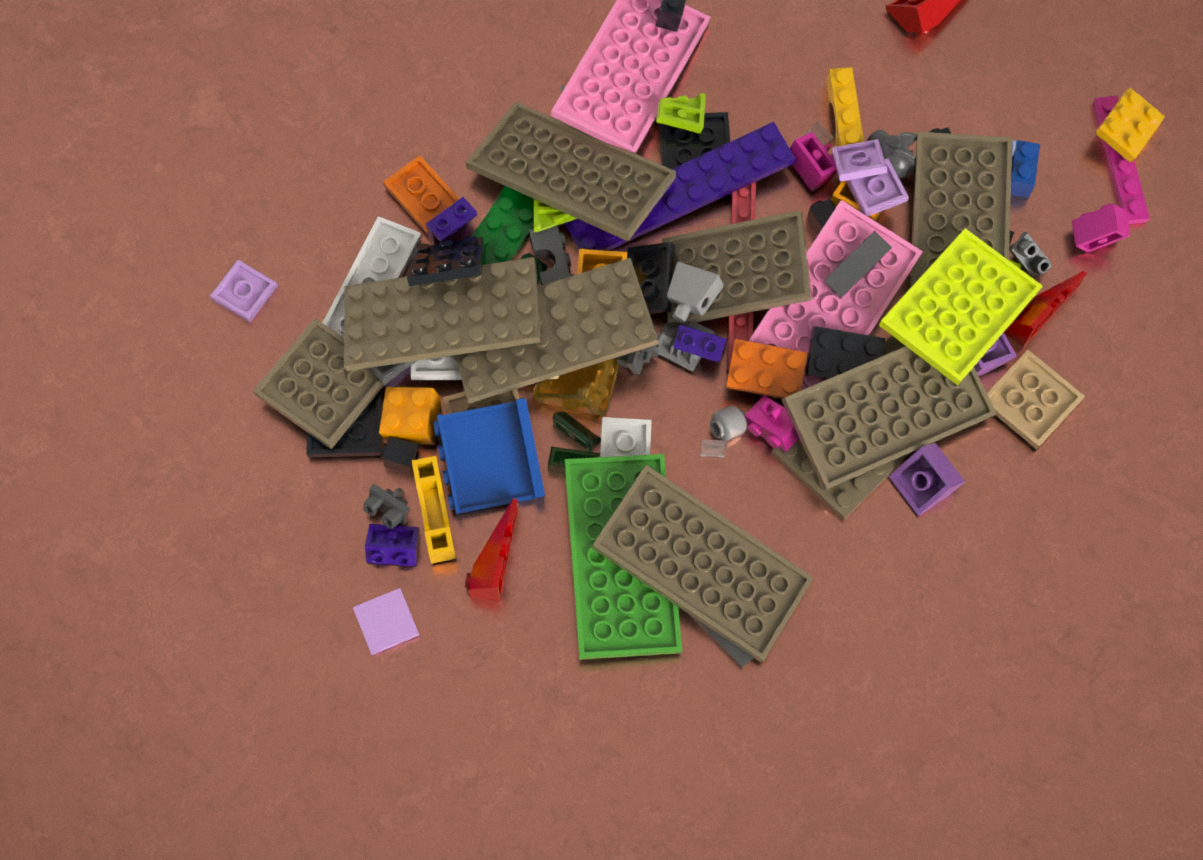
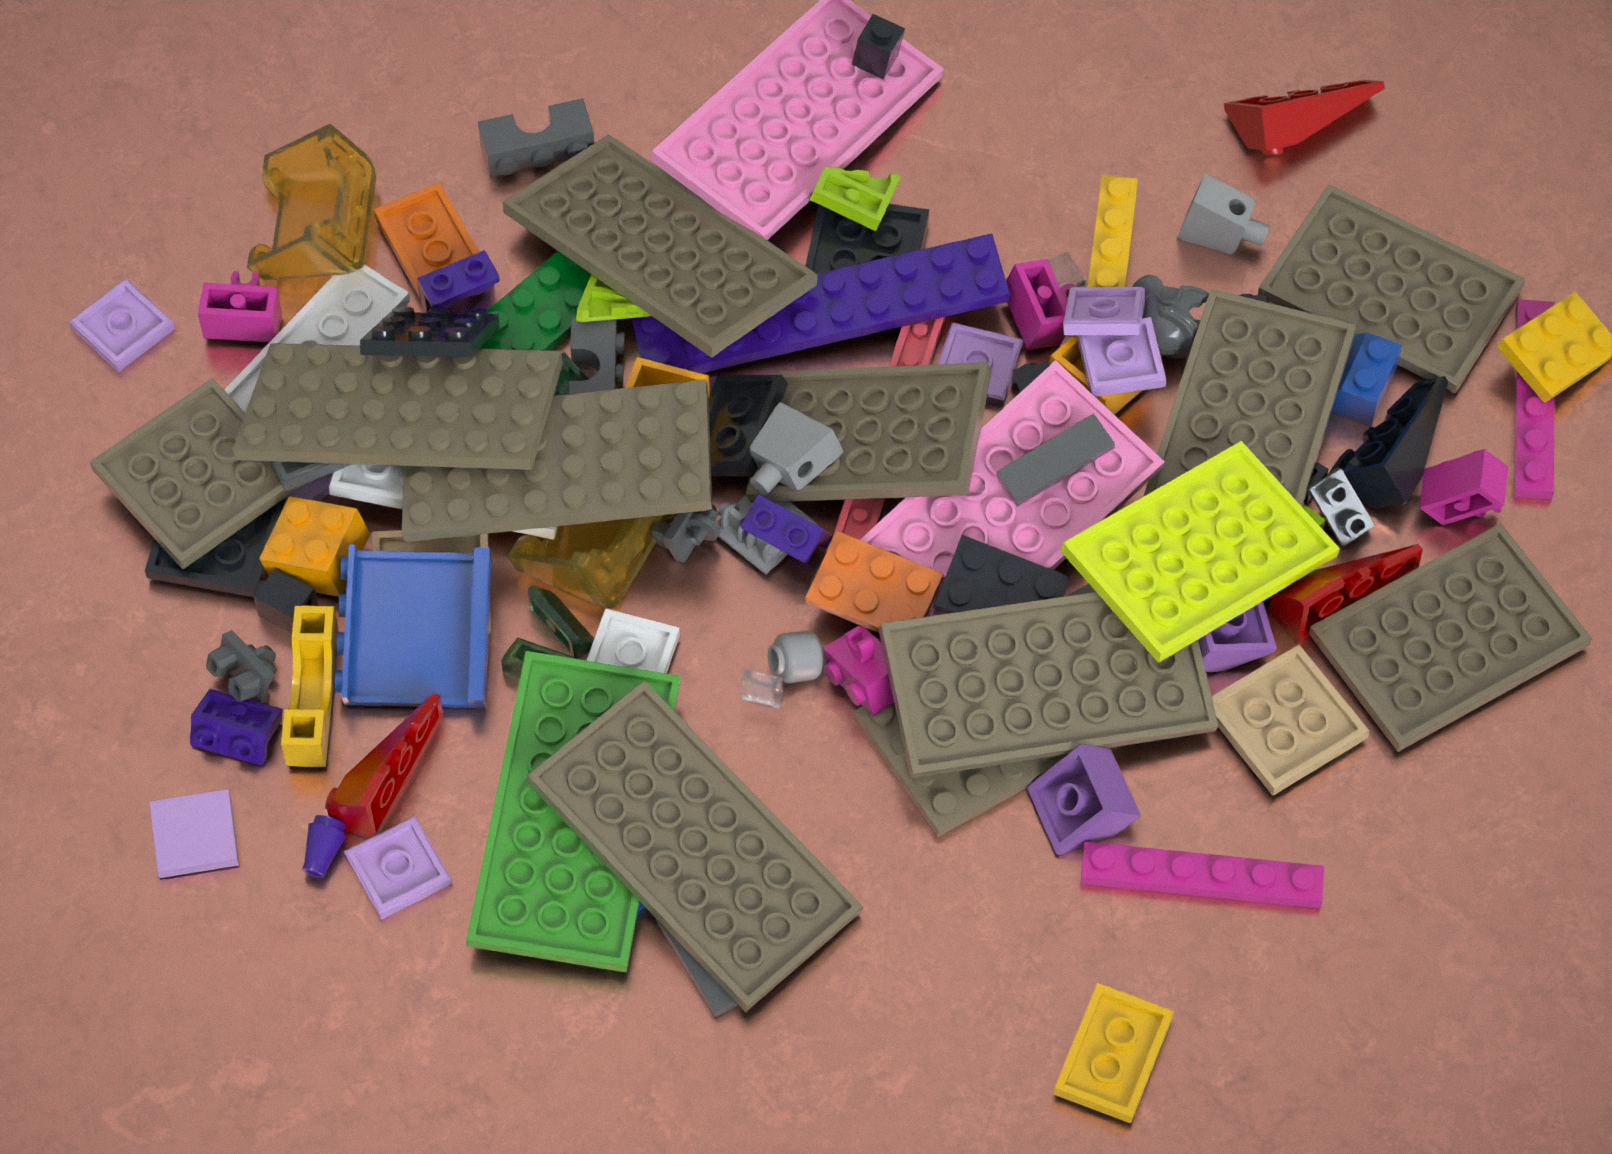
camera: 15 degrees right, 10 degrees down
(318, 267) = (240, 310): none -> dark pink brick
(349, 189) = (322, 208): none -> clear yellow windscreen
(457, 123) = (512, 150): none -> dark grey arch
(469, 611) = (322, 844): none -> dark purple cone
(519, 615) = (397, 867): none -> lavender tile
(782, 199) = (976, 345): none -> lavender tile
(906, 82) = (1221, 218): none -> light grey torso
(989, 637) = (1113, 1053): none -> yellow plate
(1009, 510) = (1202, 875): none -> dark pink plate
(1018, 102) = (1393, 283): none -> dark tan plate
(1049, 211) = (1396, 451): none -> black wedge
(1113, 324) = (1449, 636): none -> dark tan plate

